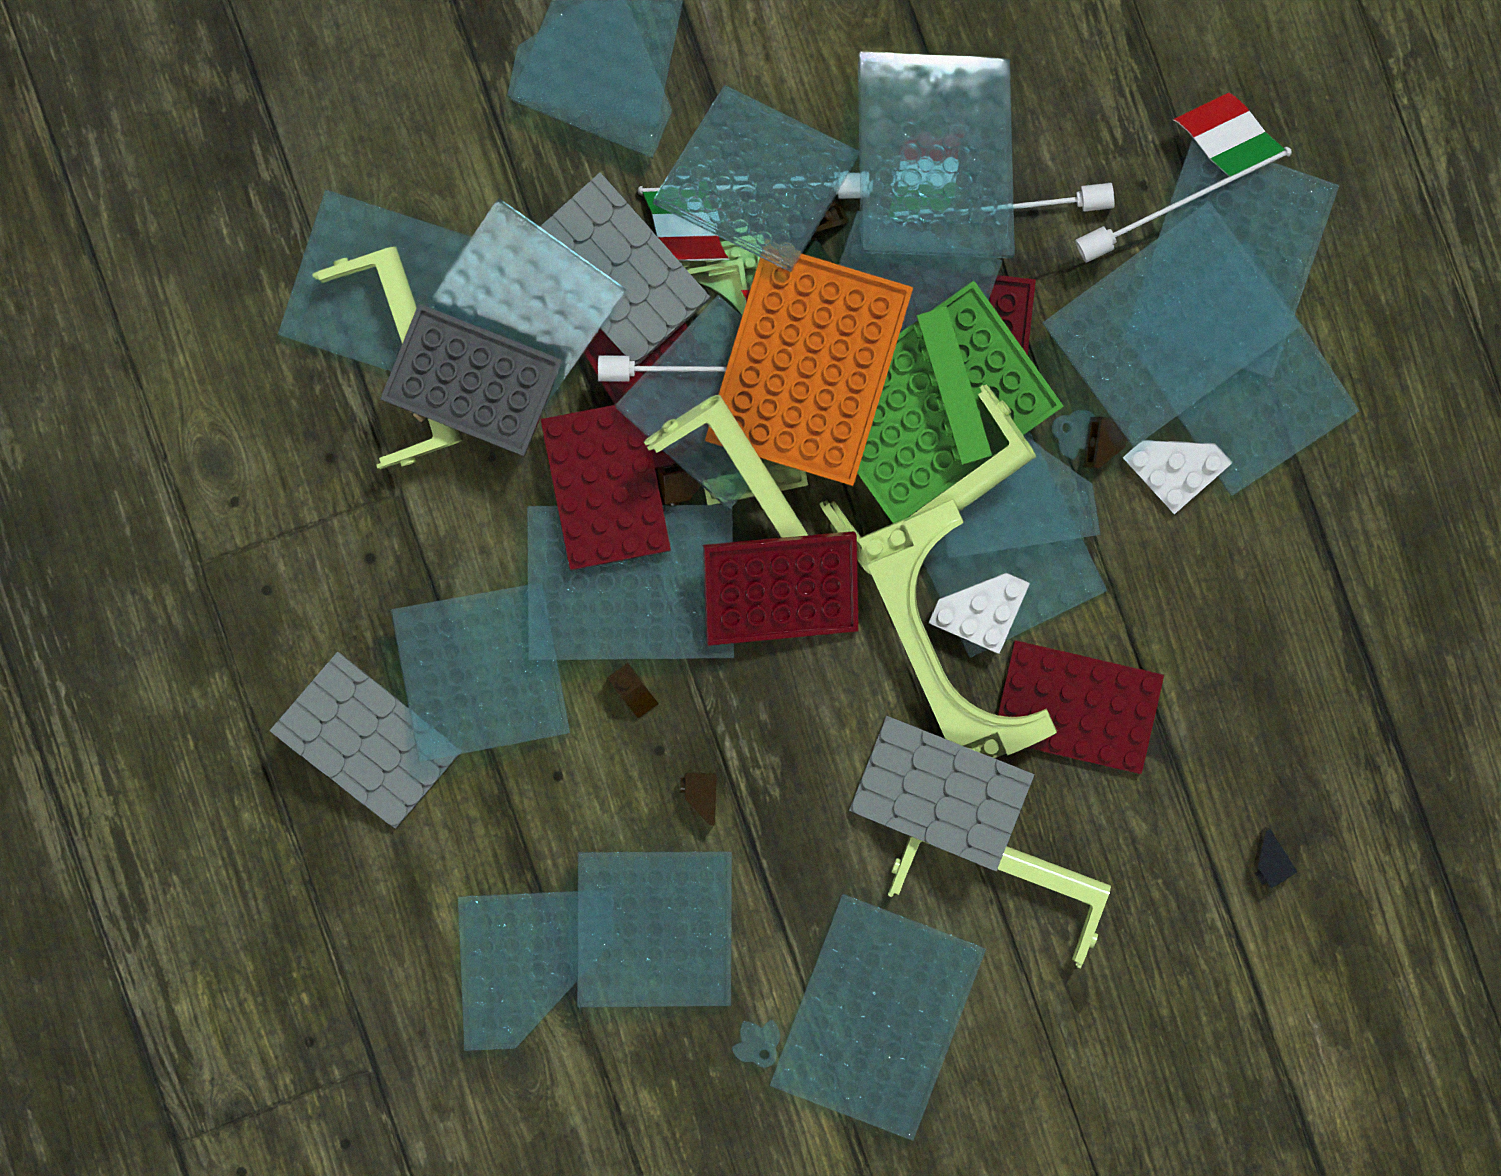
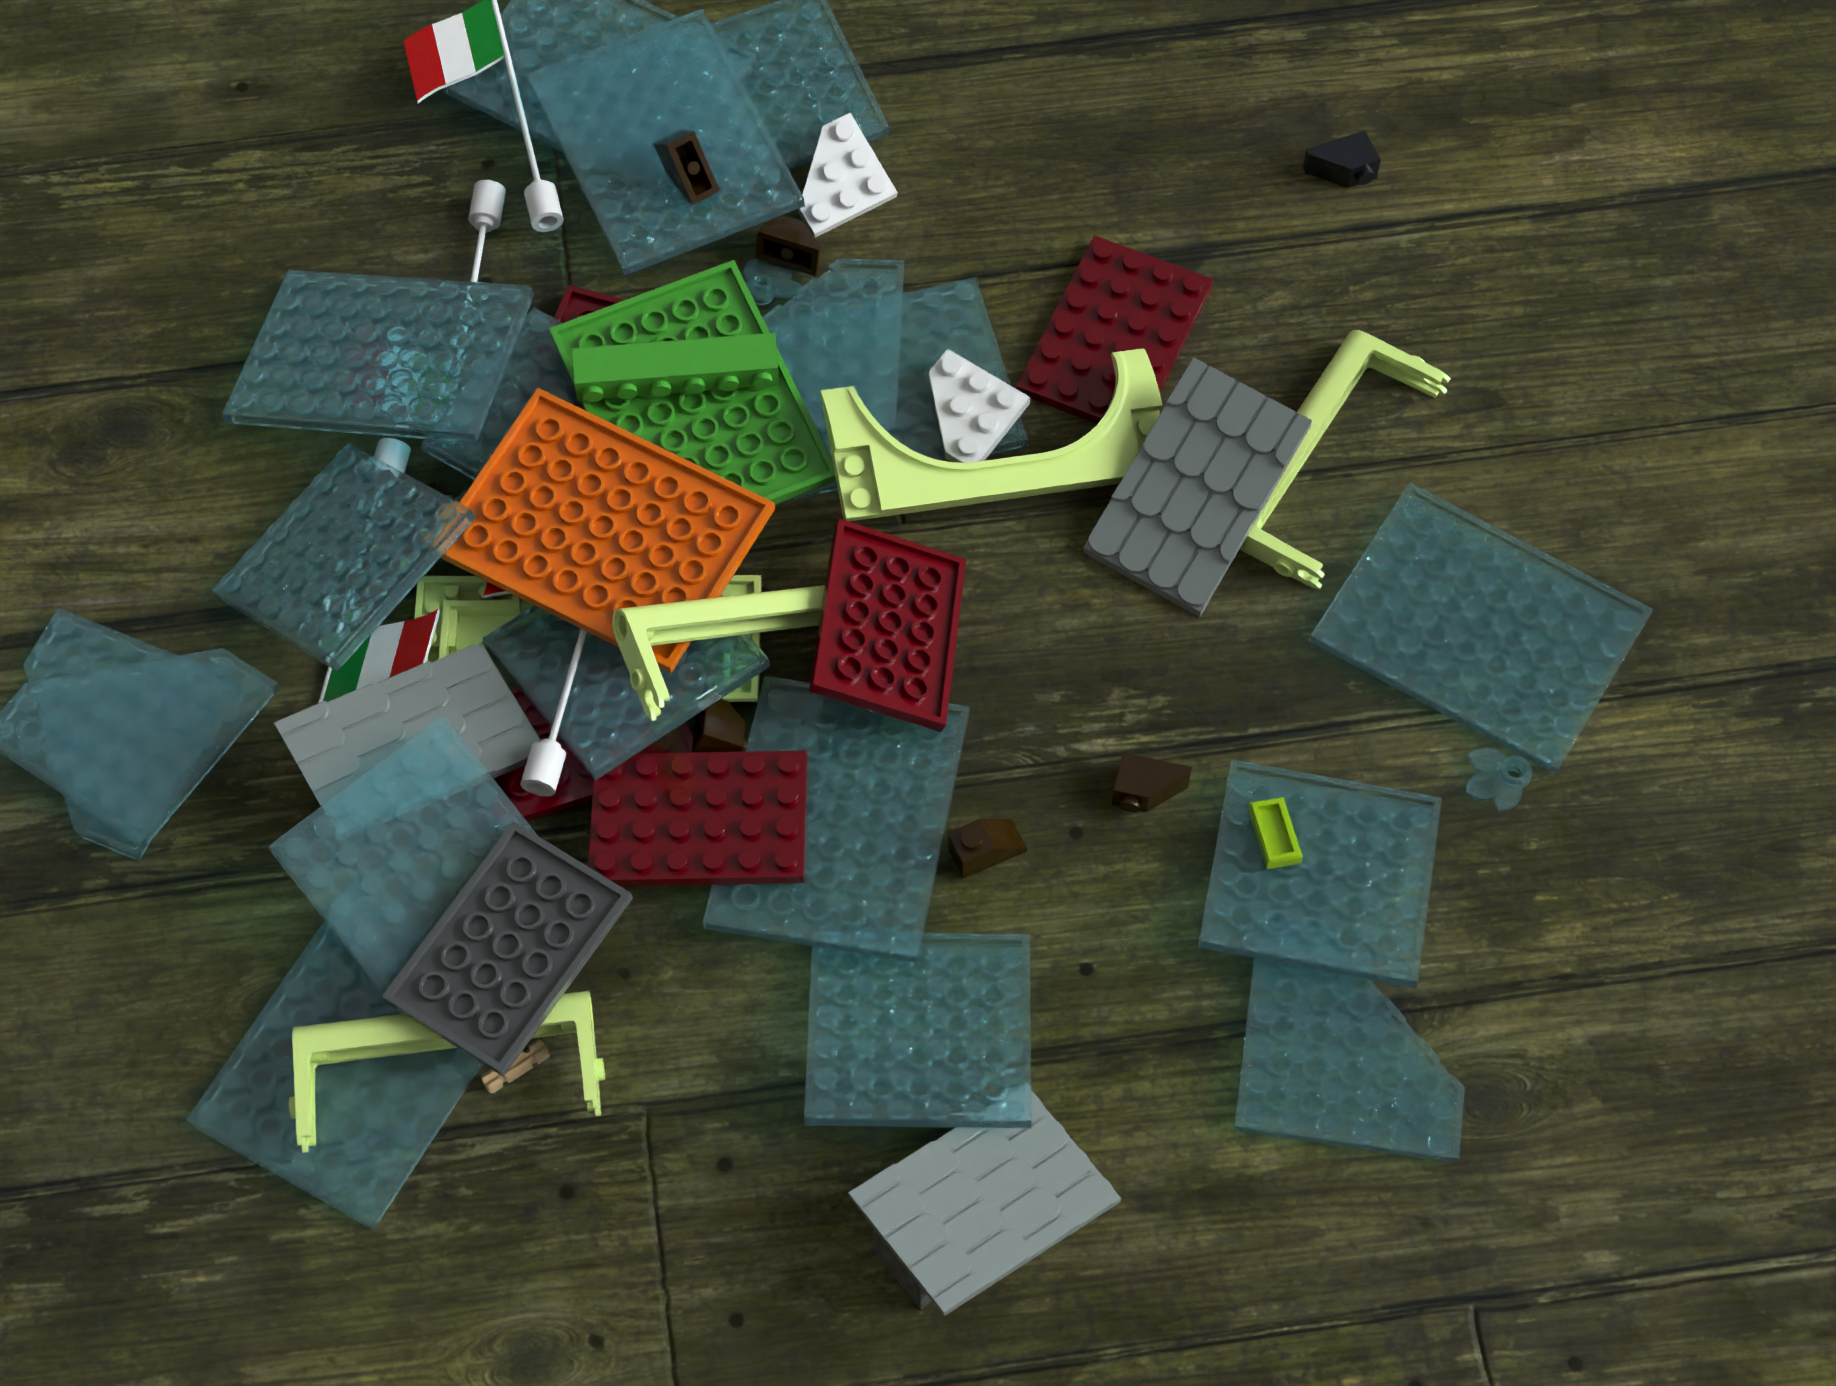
camera: 80 degrees left, 25 degrees down
(674, 892) = (1275, 833): none -> lime tile
(974, 484) = (807, 371): yellowish green piece -> none
(1140, 350) = (687, 165): none -> dark brown slope

